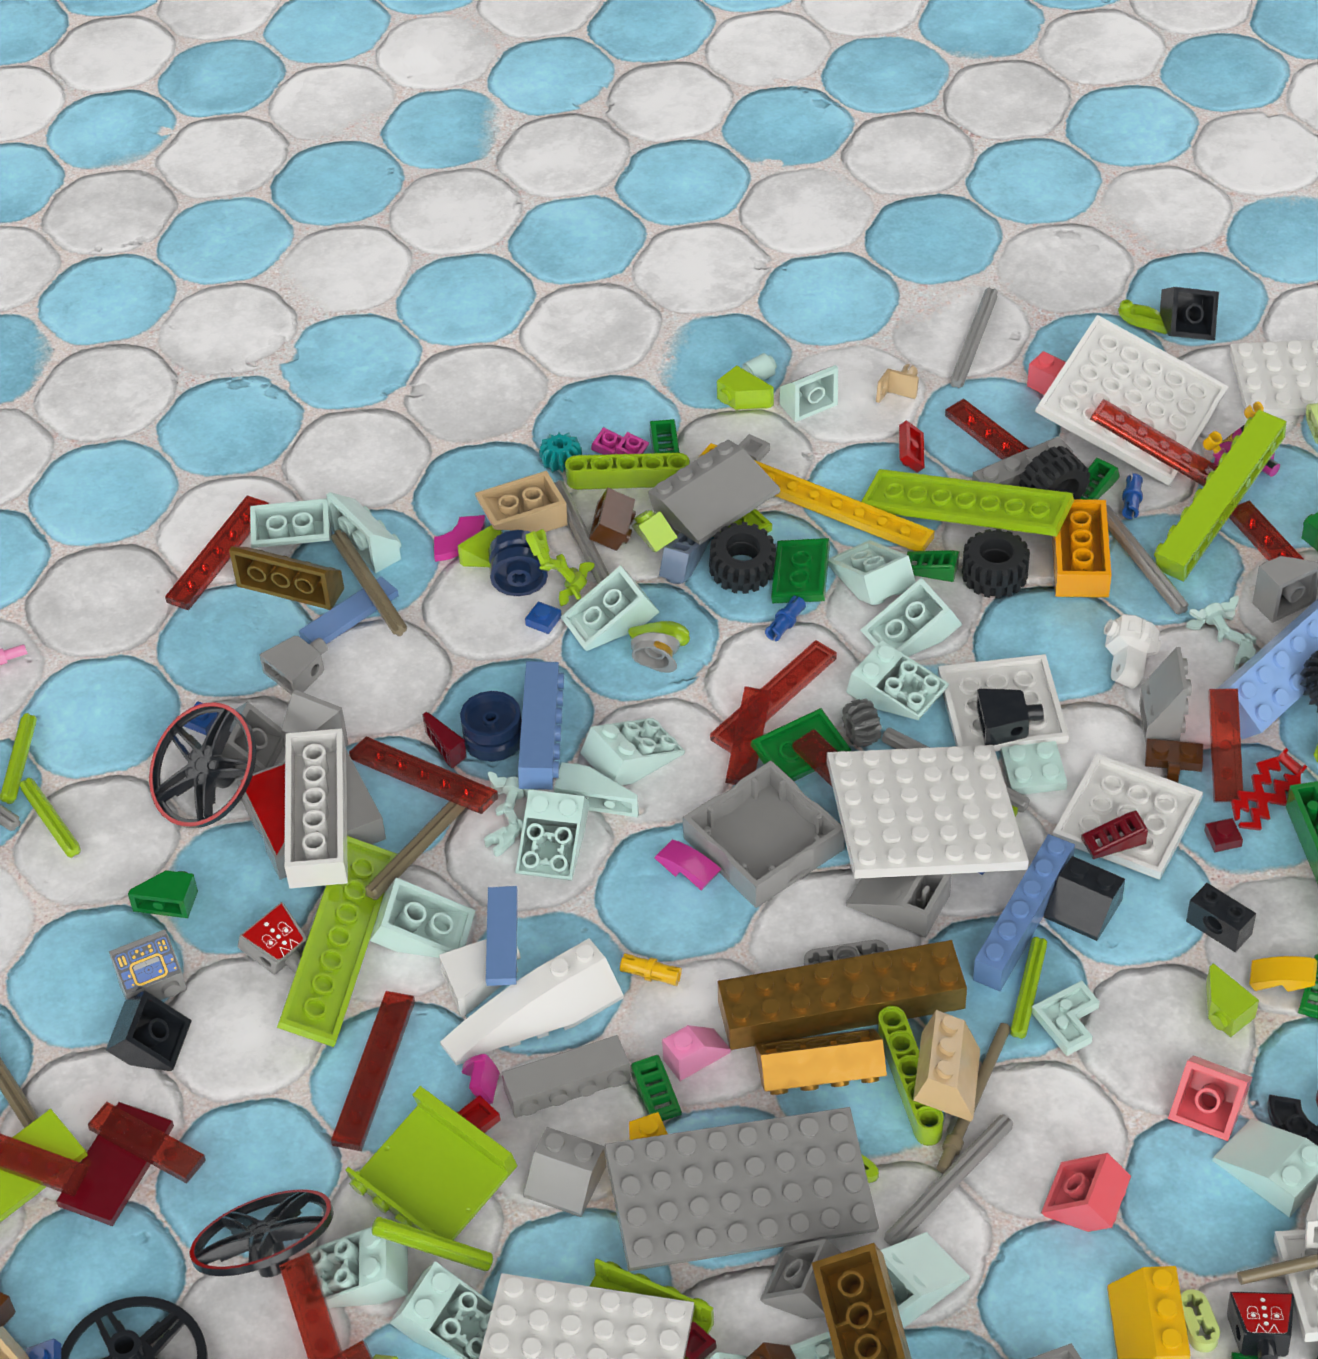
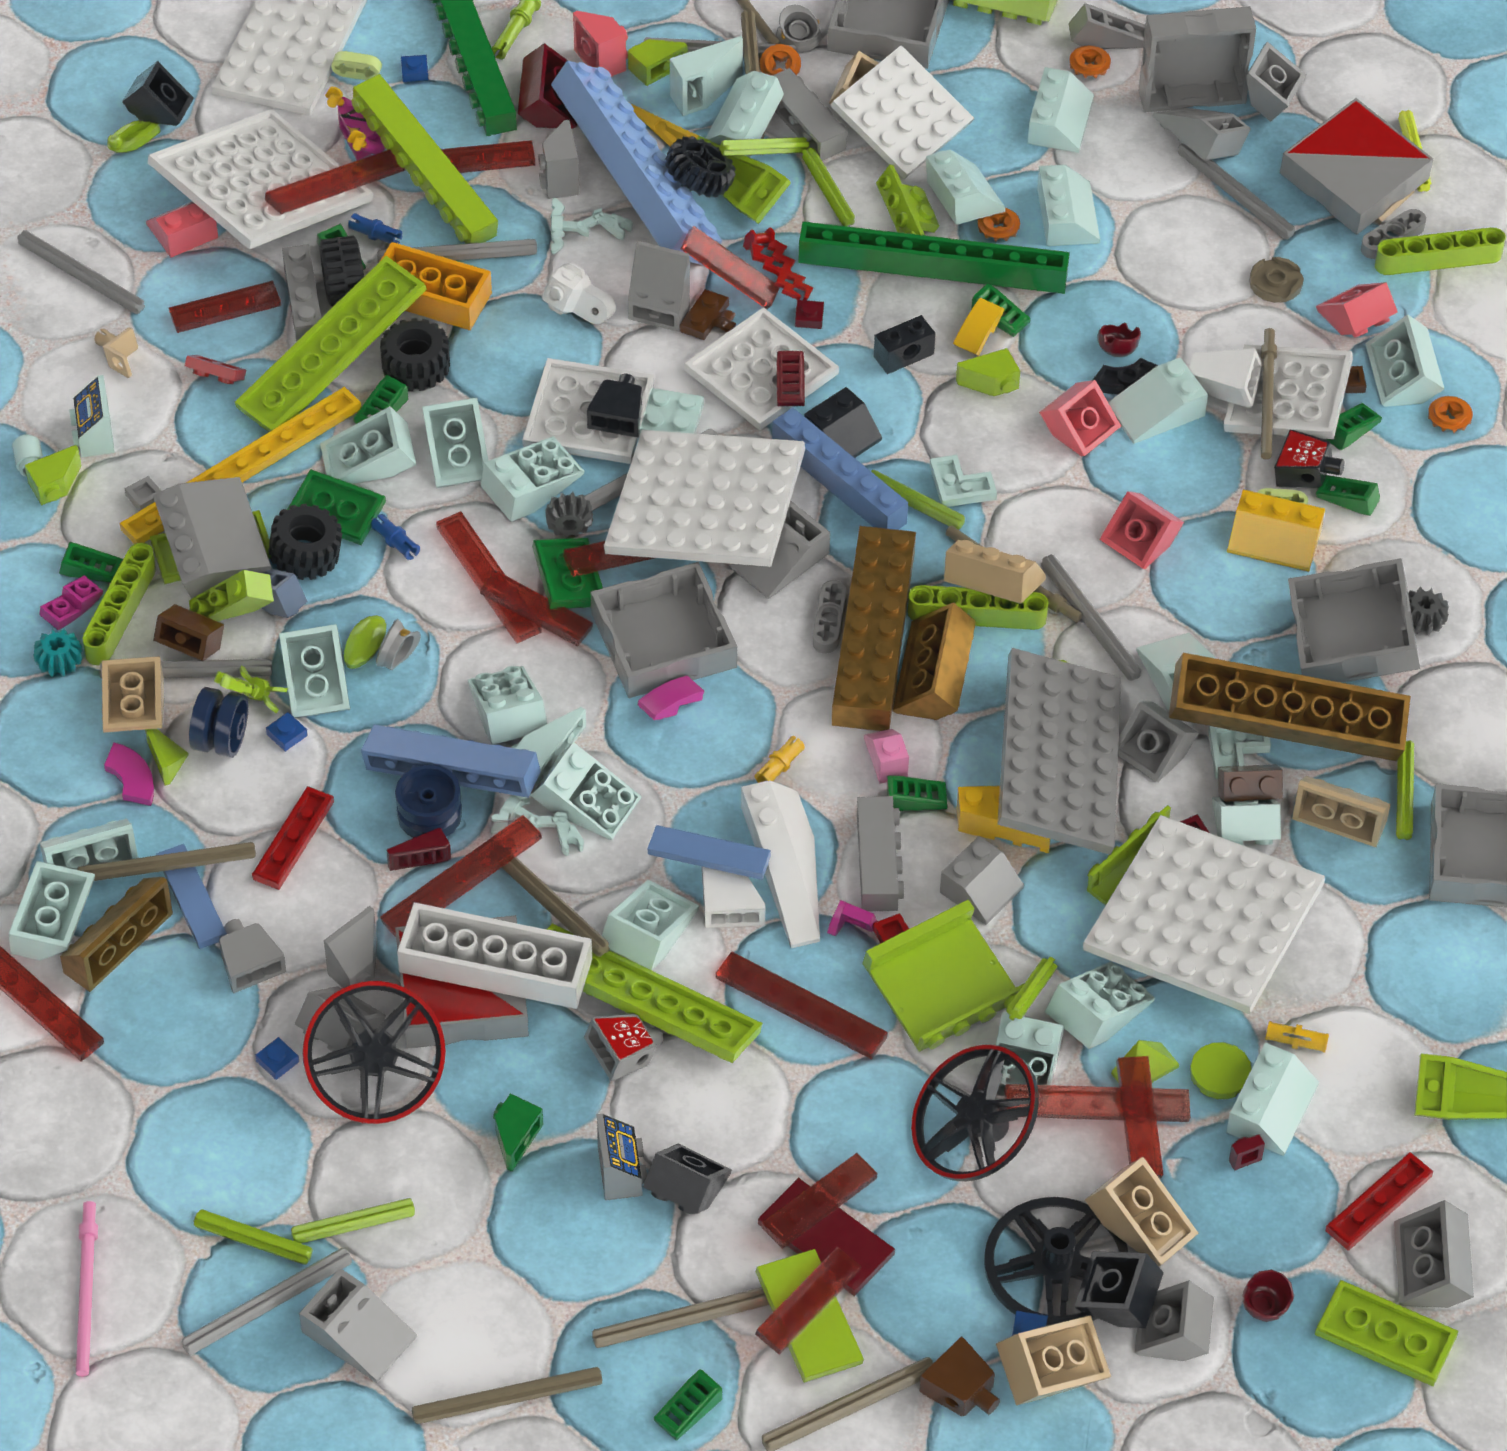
camera: 75 degrees left, 5 degrees up
(433, 657) = (293, 838): none -> red tile

